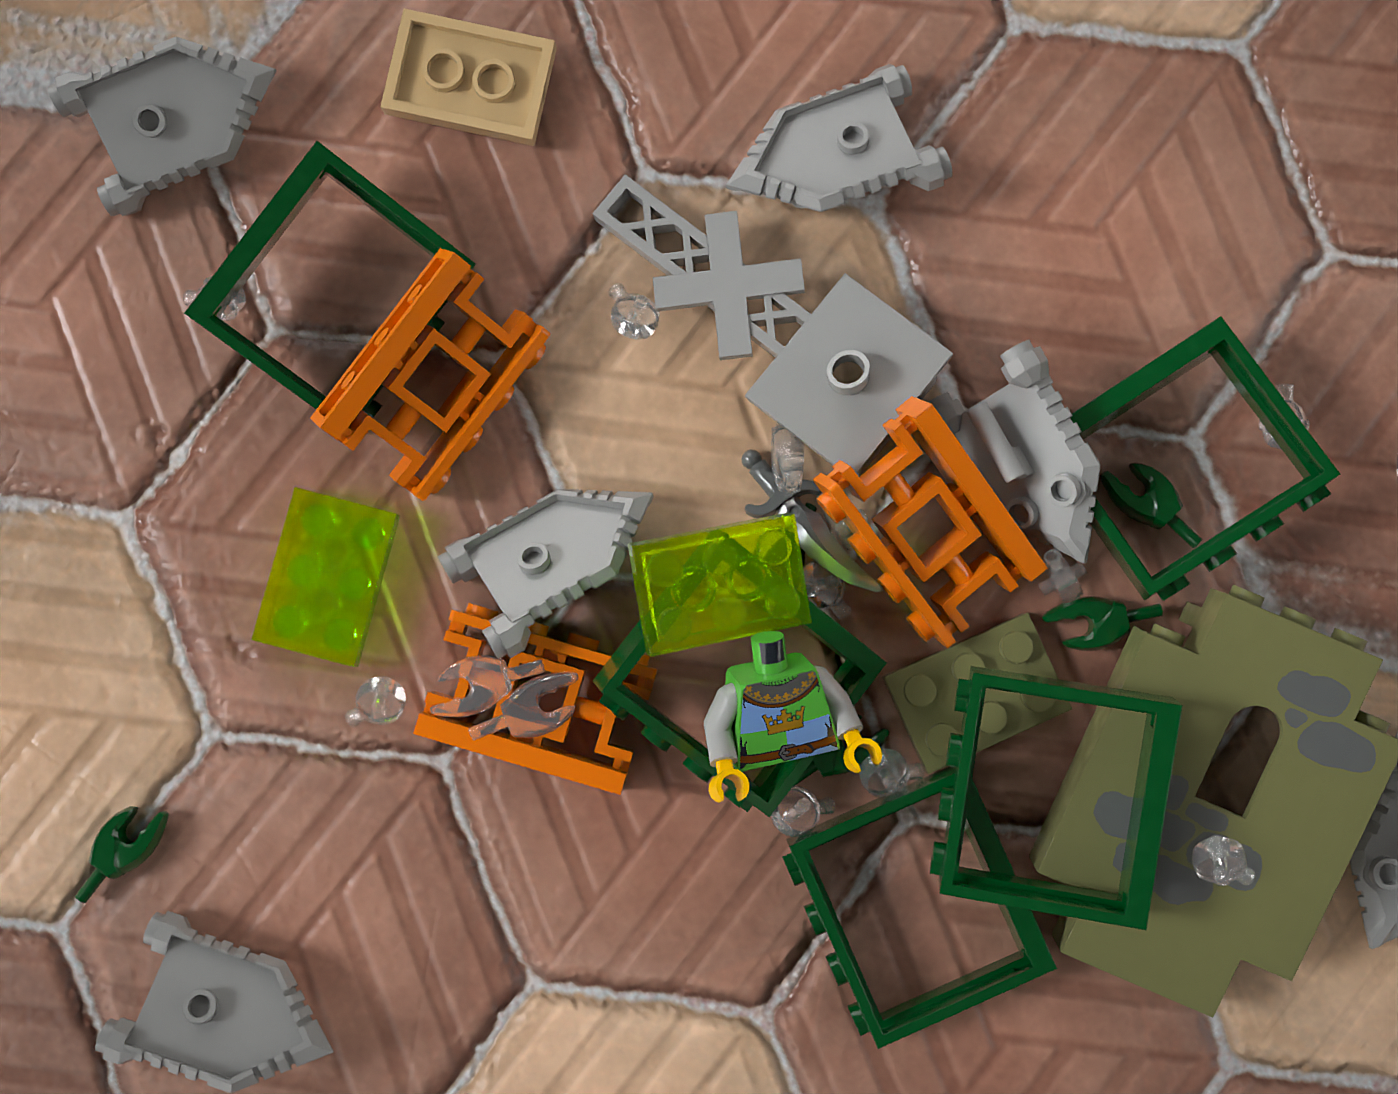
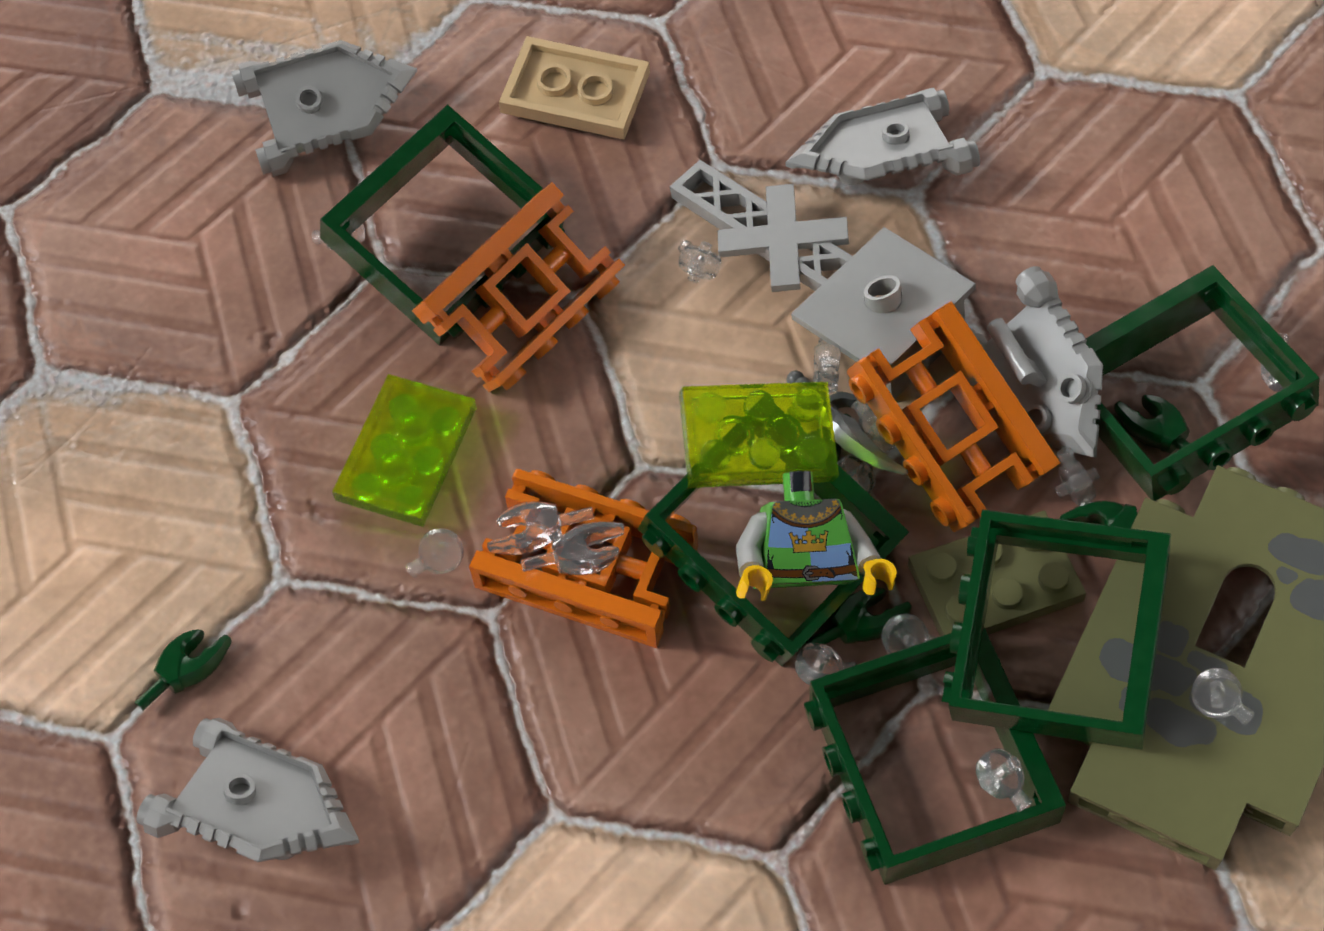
camera: 10 degrees right, 25 degrees down
(546, 557) = (596, 437): light grey shield -> none
(994, 951) = (1002, 777): none -> clear piece

